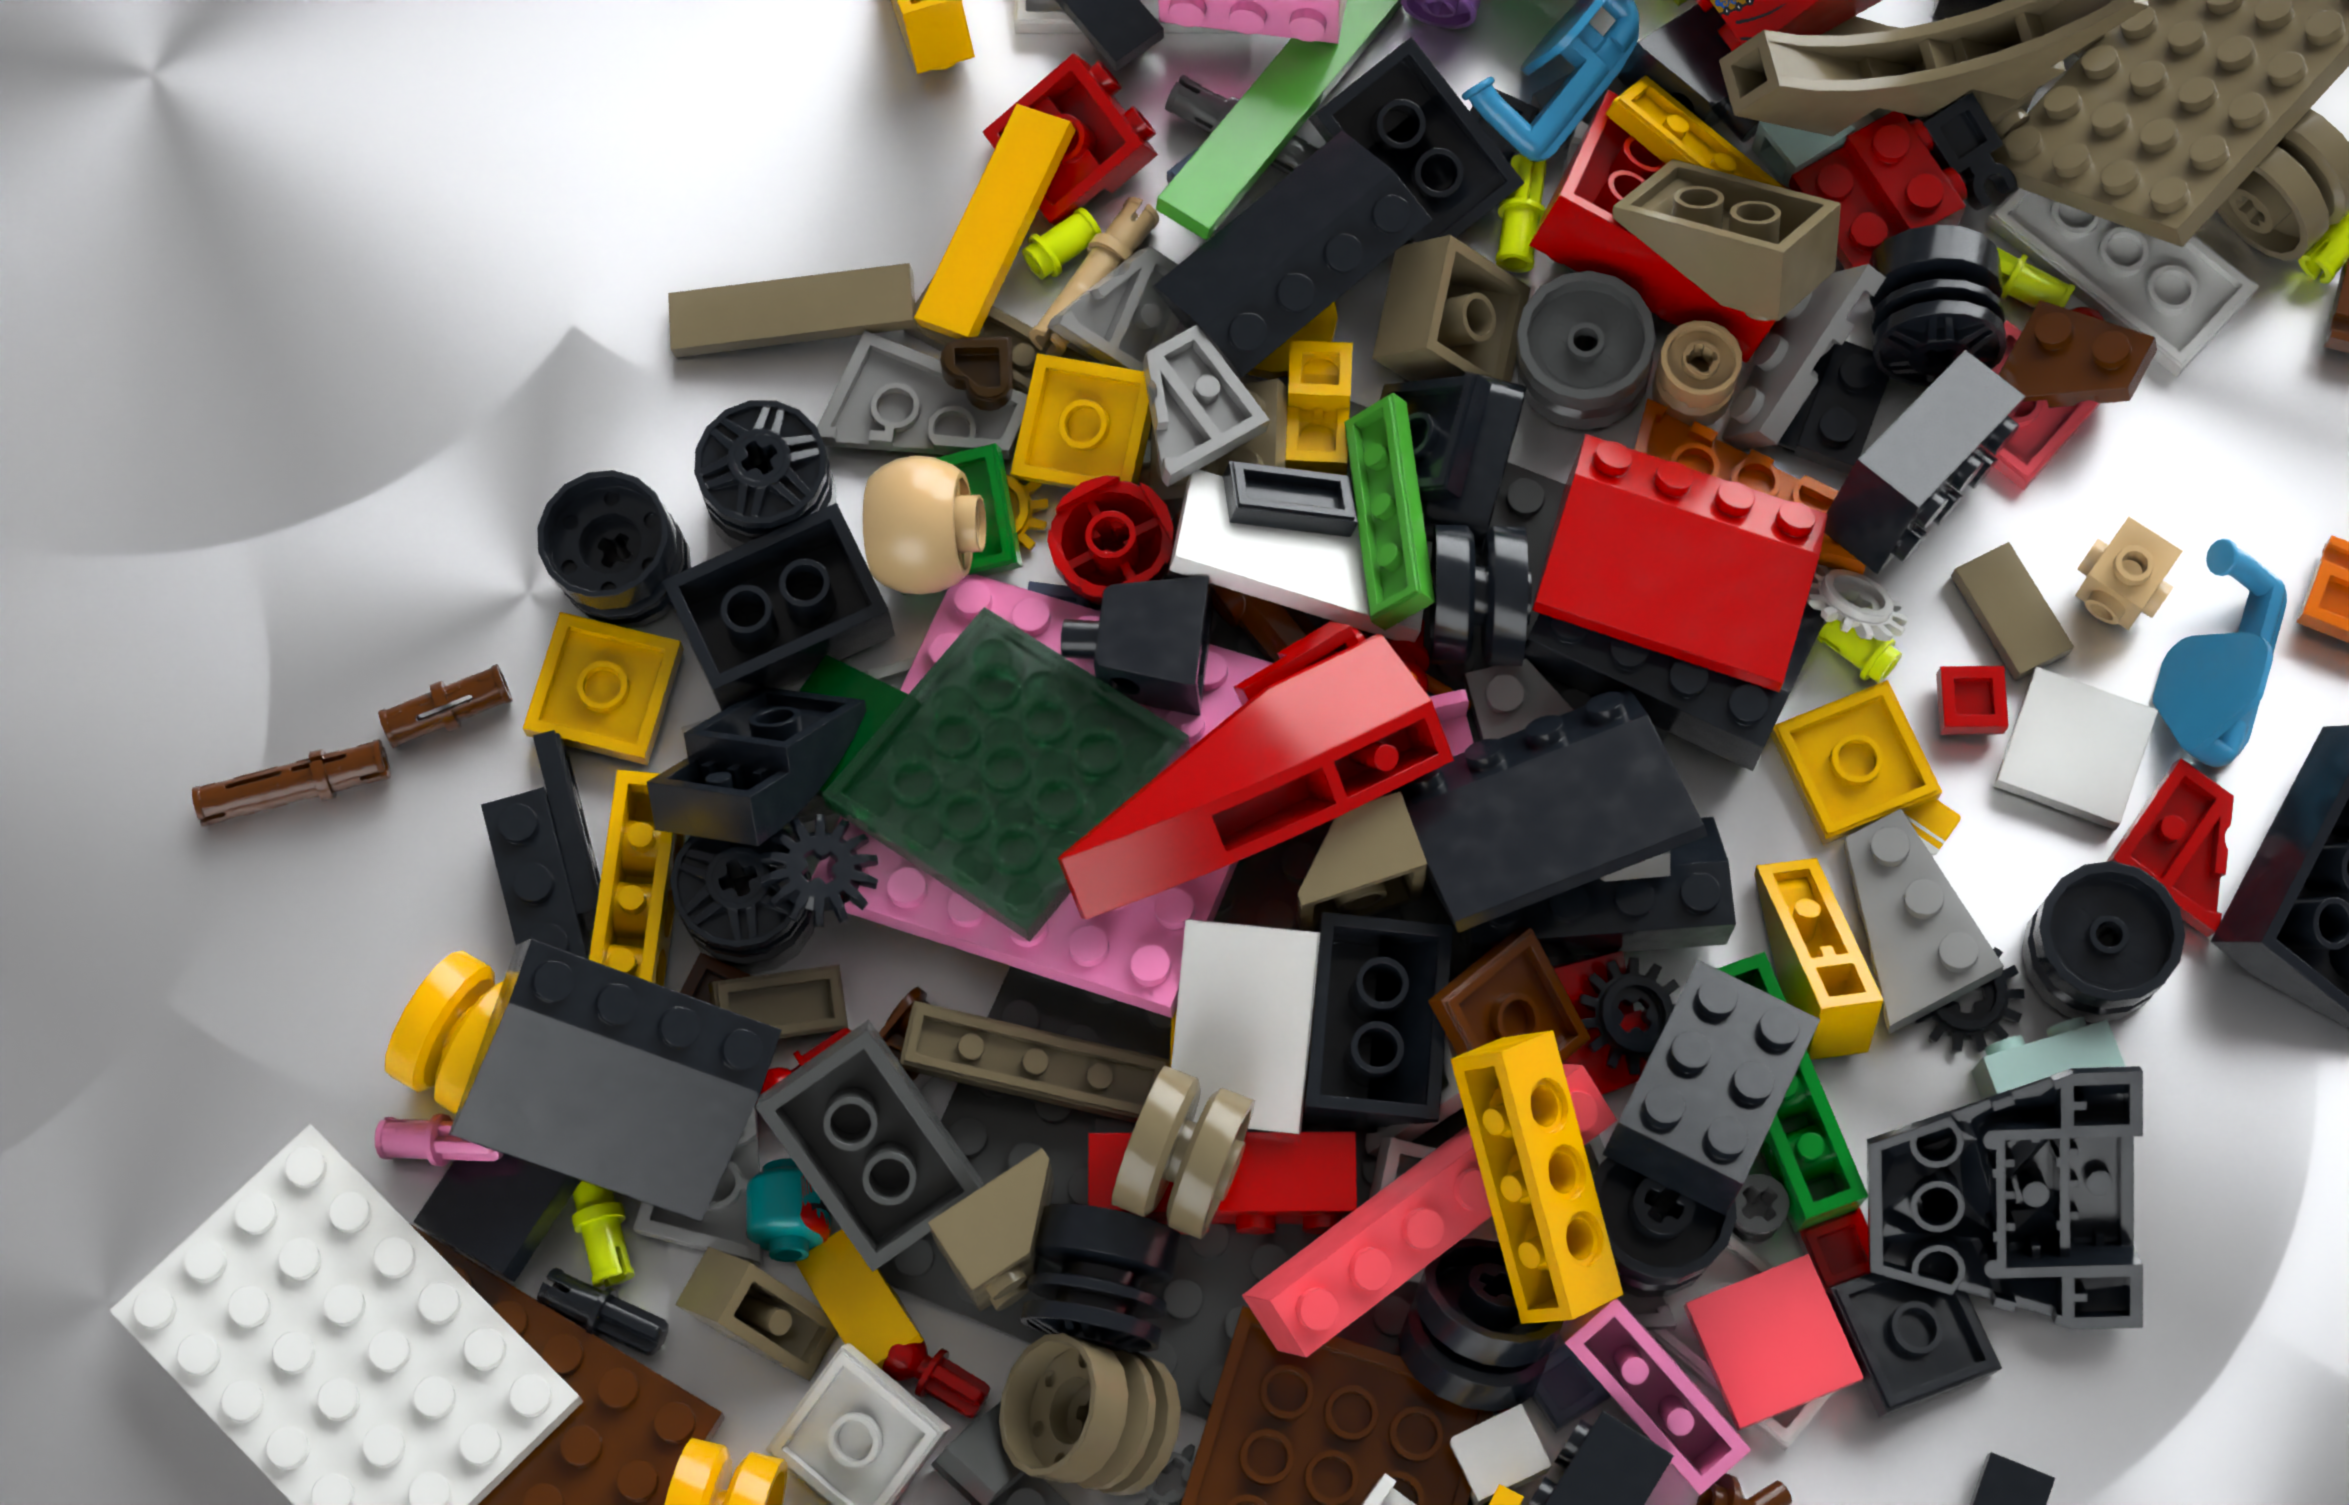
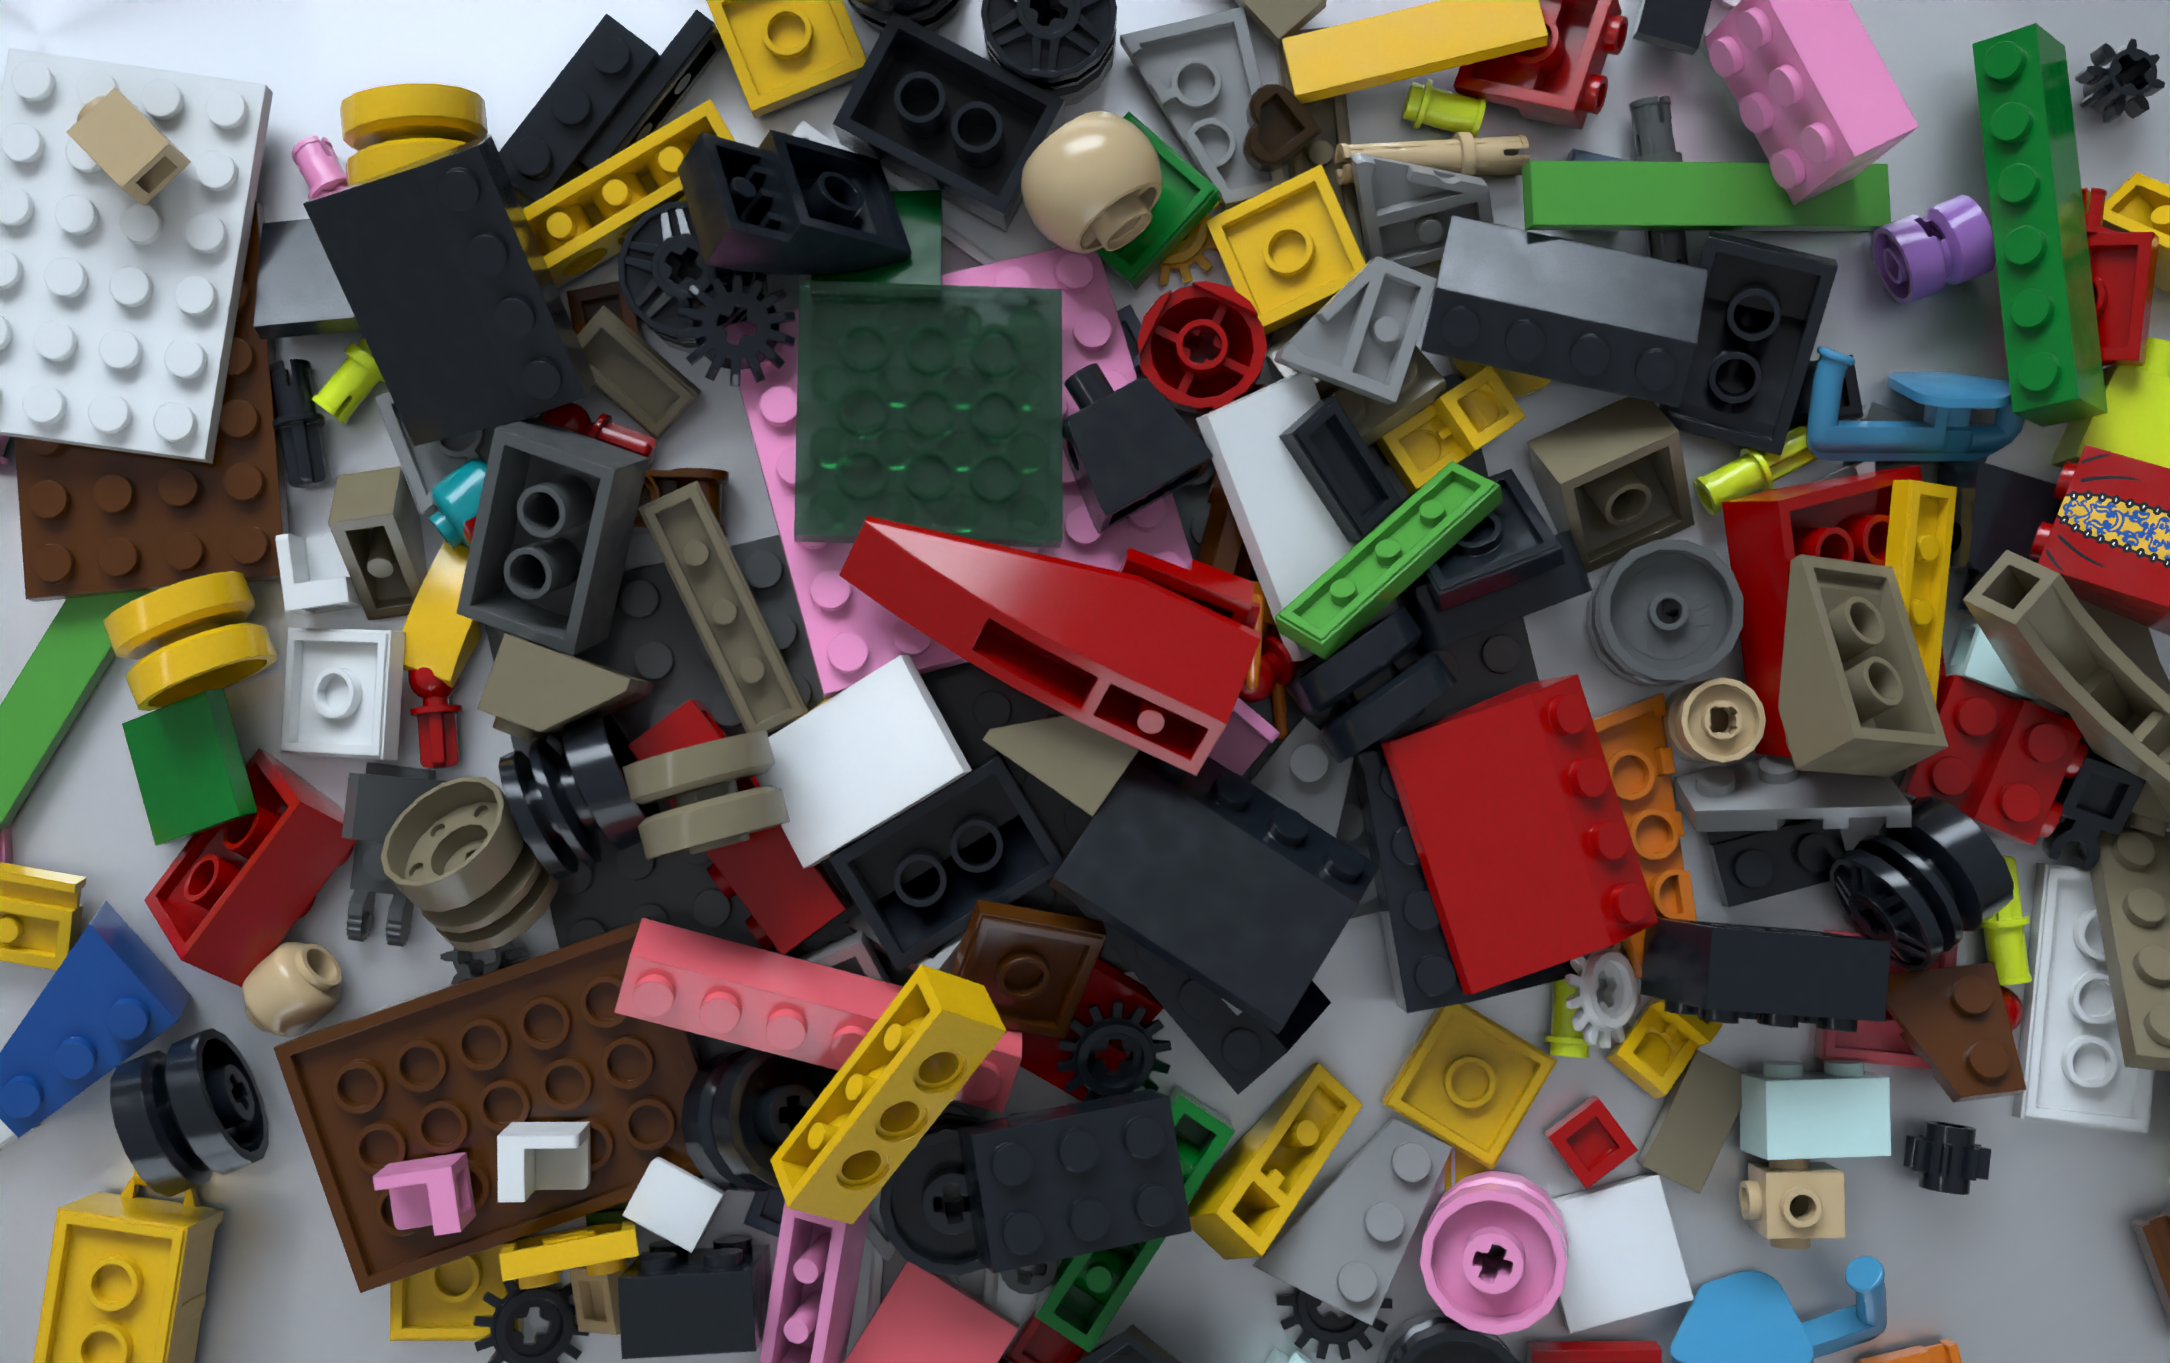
camera: 55 degrees right, 15 degrees up
(279, 1255) = (127, 146): none -> tan brick
(744, 1384) = (314, 575): none -> white panel
(1930, 589) = (1660, 1046): none -> yellow slope
(2047, 816) = (1489, 1290): none -> bright pink wheel
(2067, 512) = (1815, 1112): none -> light aqua brick
(2173, 440) = (1947, 1157): none -> black gear

